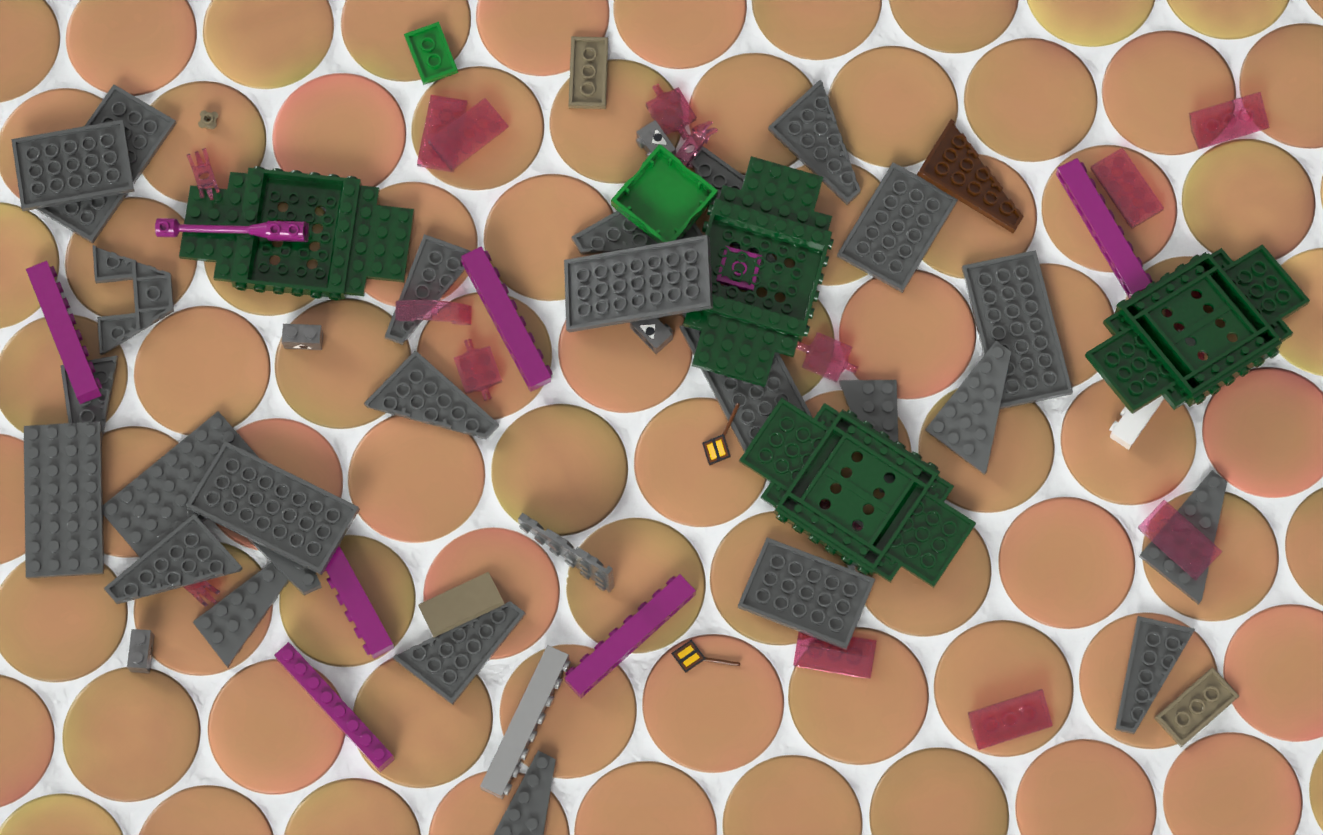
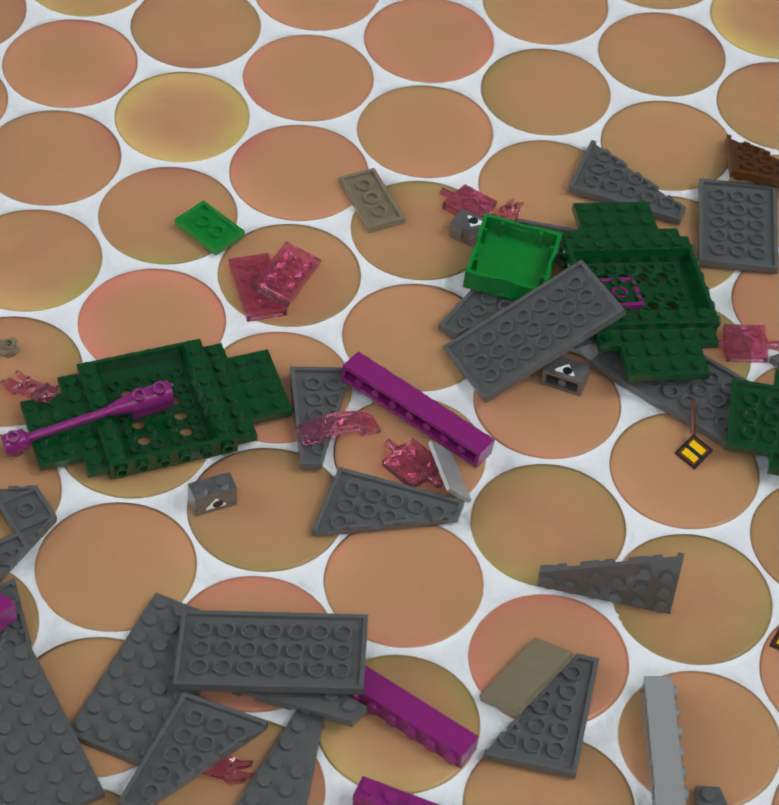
camera: 30 degrees left, 25 degrees down
(501, 391) = (449, 471): none -> light grey piece
(630, 635) = (719, 643): magenta brick -> none

